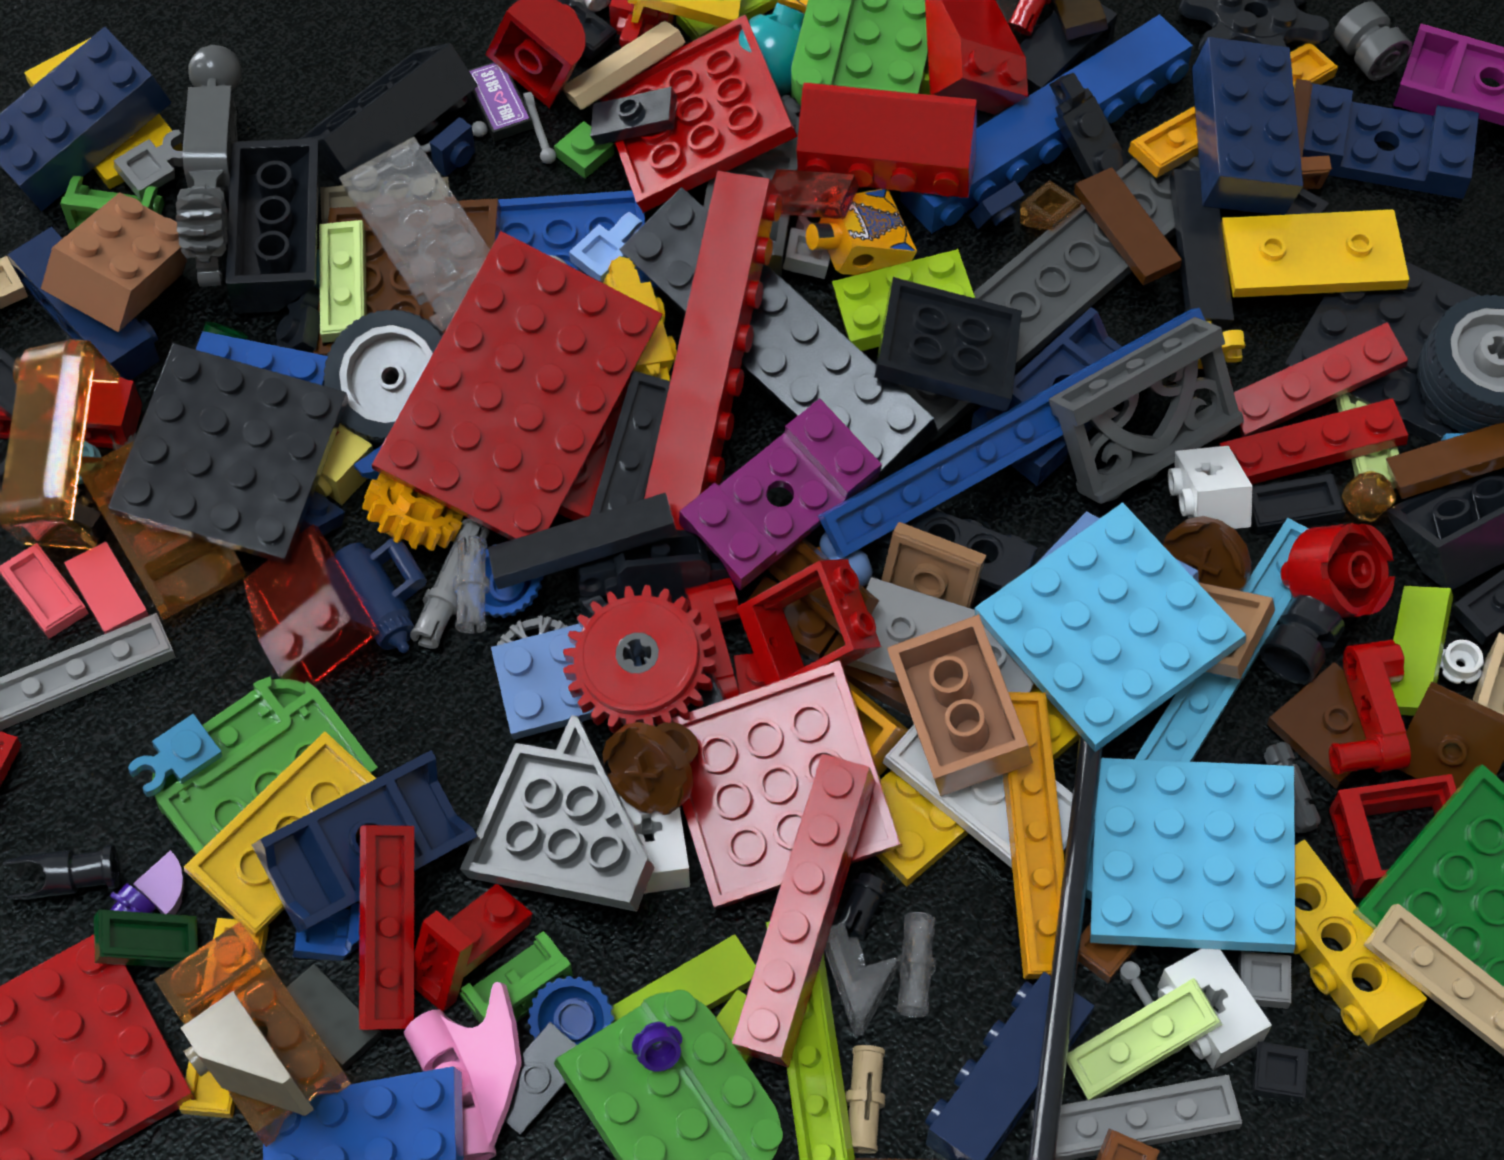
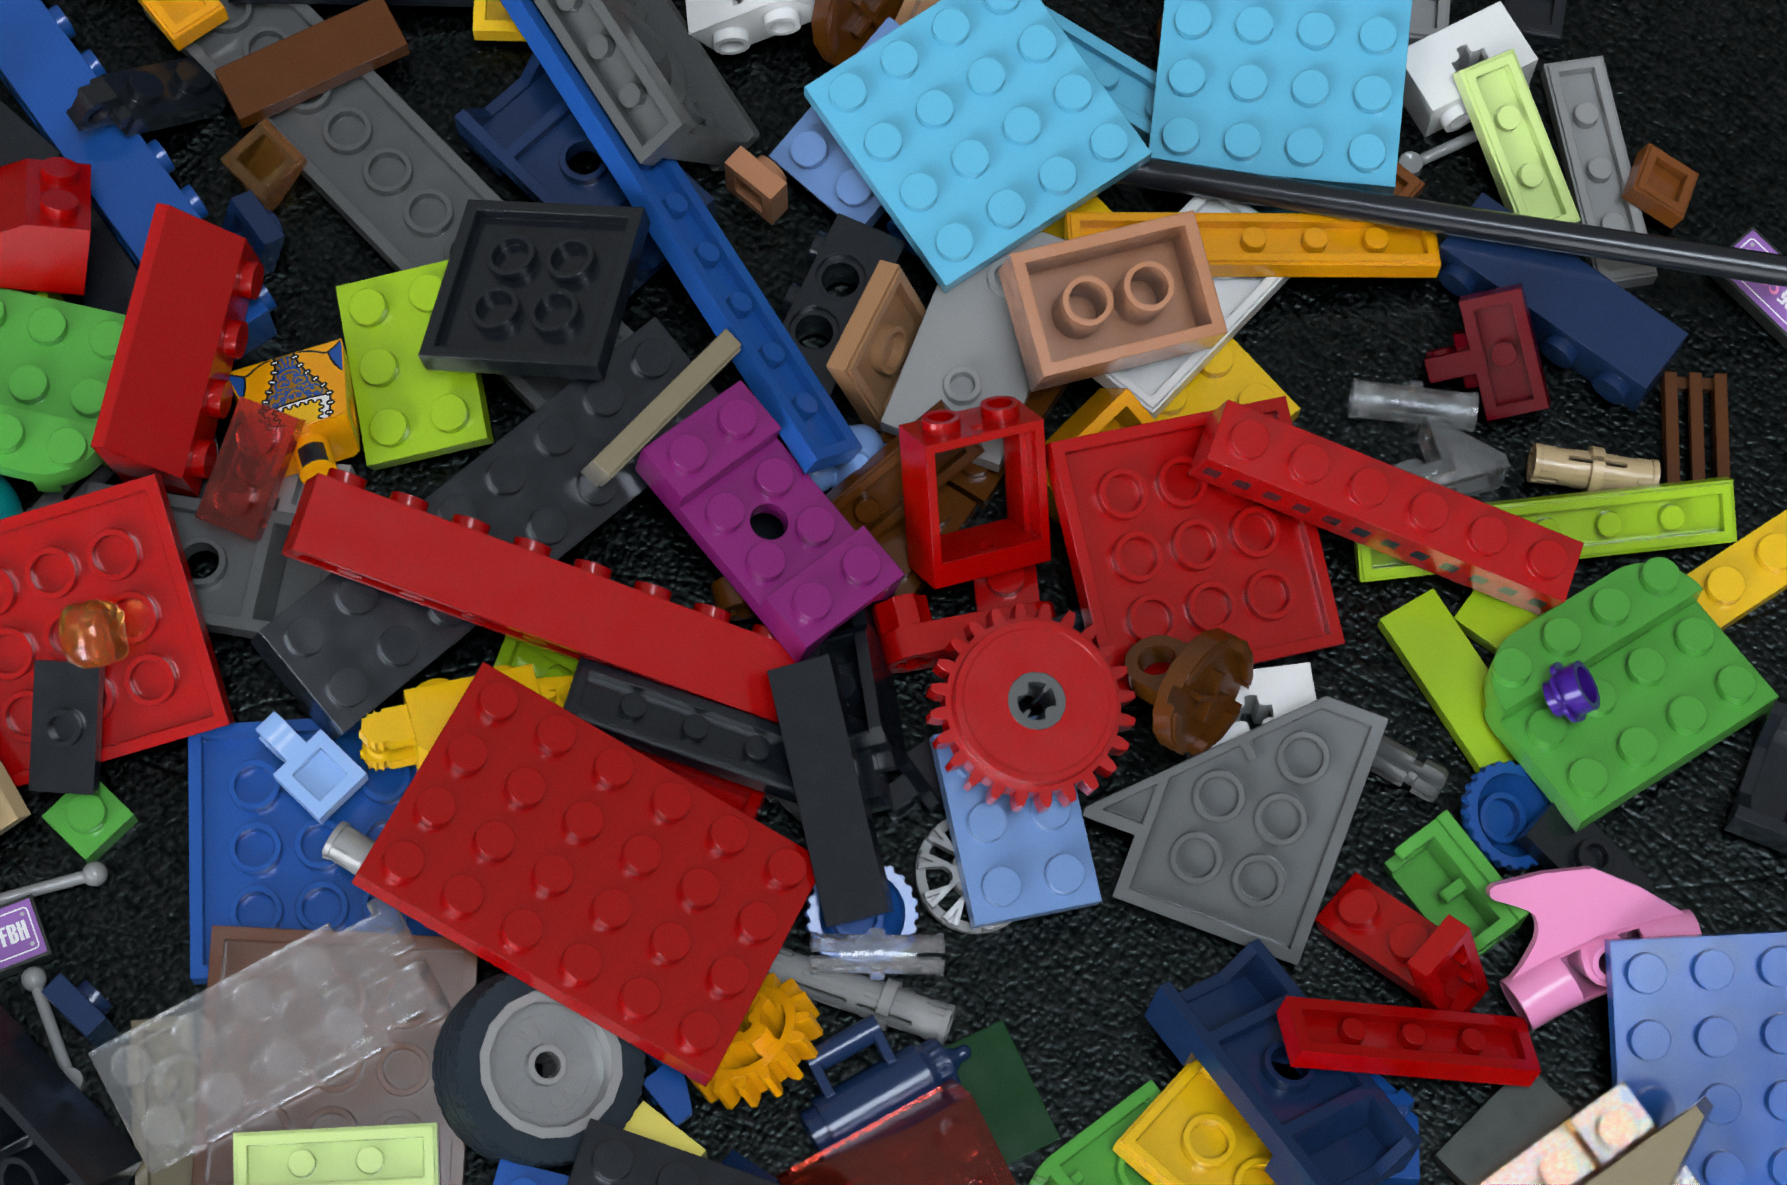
camera: 90 degrees left, 10 degrees up
(374, 679) = (1006, 1094): none -> dark green tile
(623, 942) = (1400, 765): none -> dark grey axle
(685, 109) = (93, 633): none -> clear orange piece
(856, 415) = (662, 409): none -> dark tan tile
(958, 1018) = (1495, 353): none -> dark red hinge
(1063, 505) = (757, 183): none -> nougat plate

